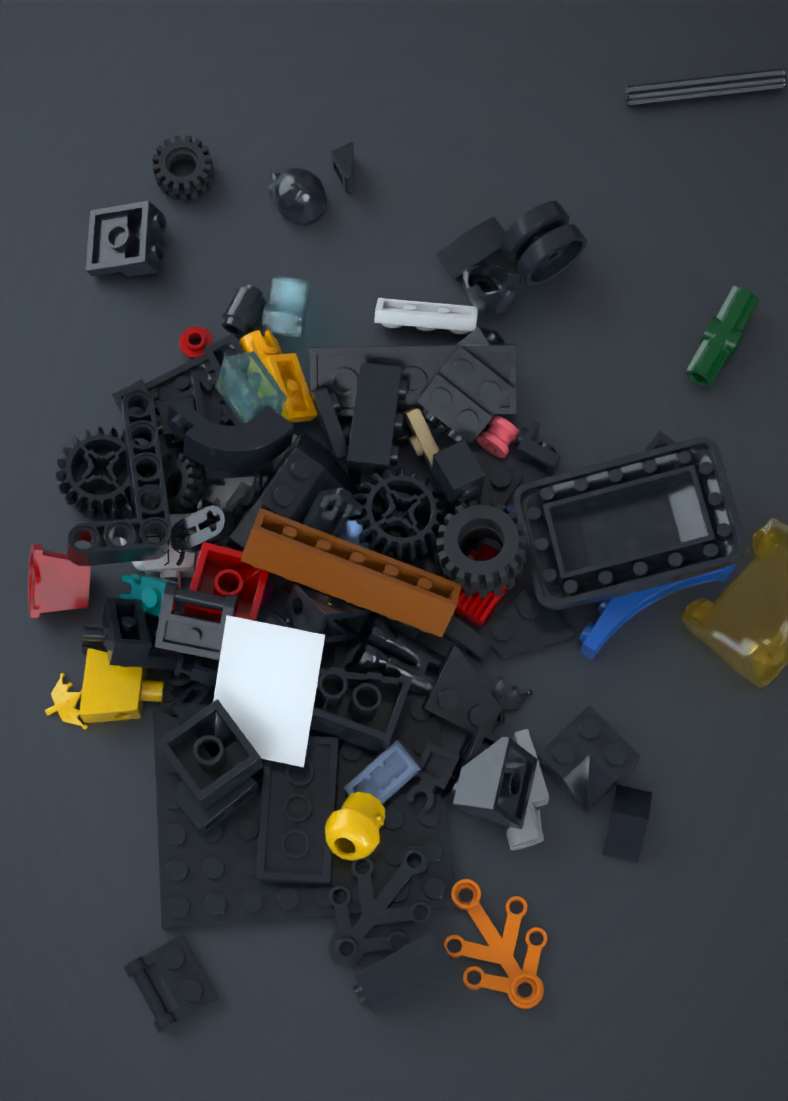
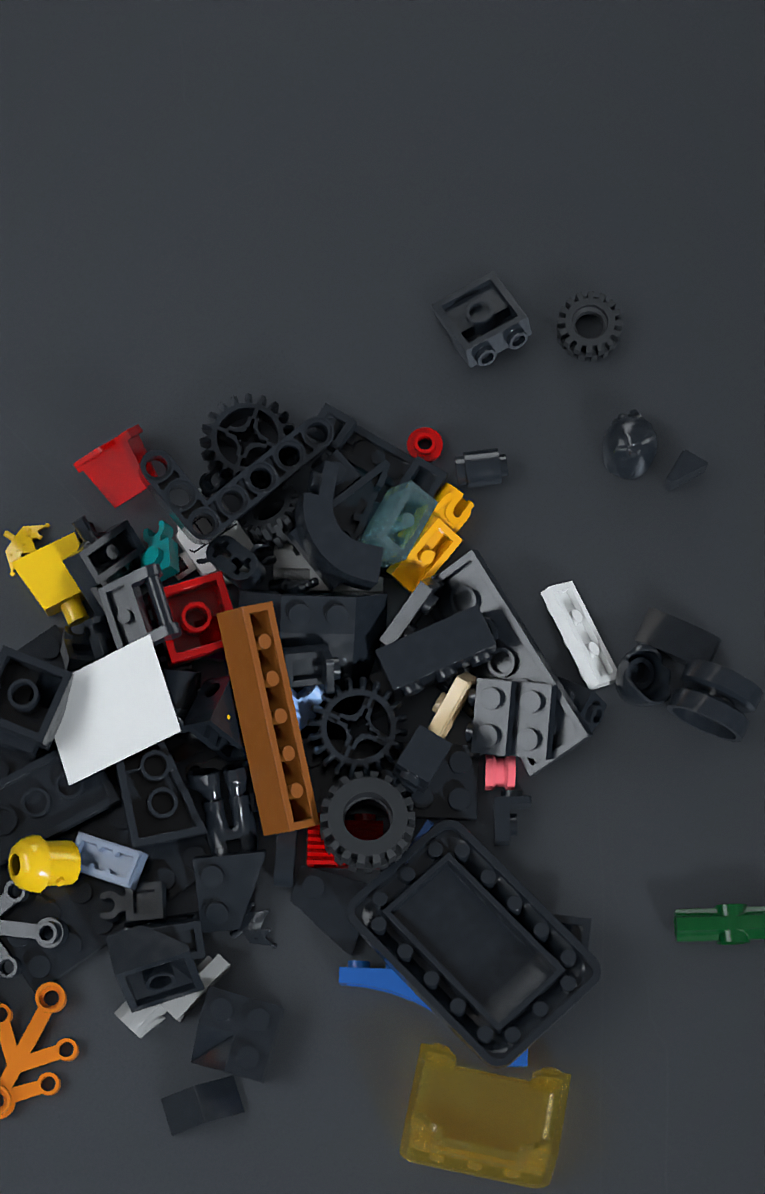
camera: 60 degrees right, 5 degrees up
(287, 306) = (508, 504): clear light blue brick -> none

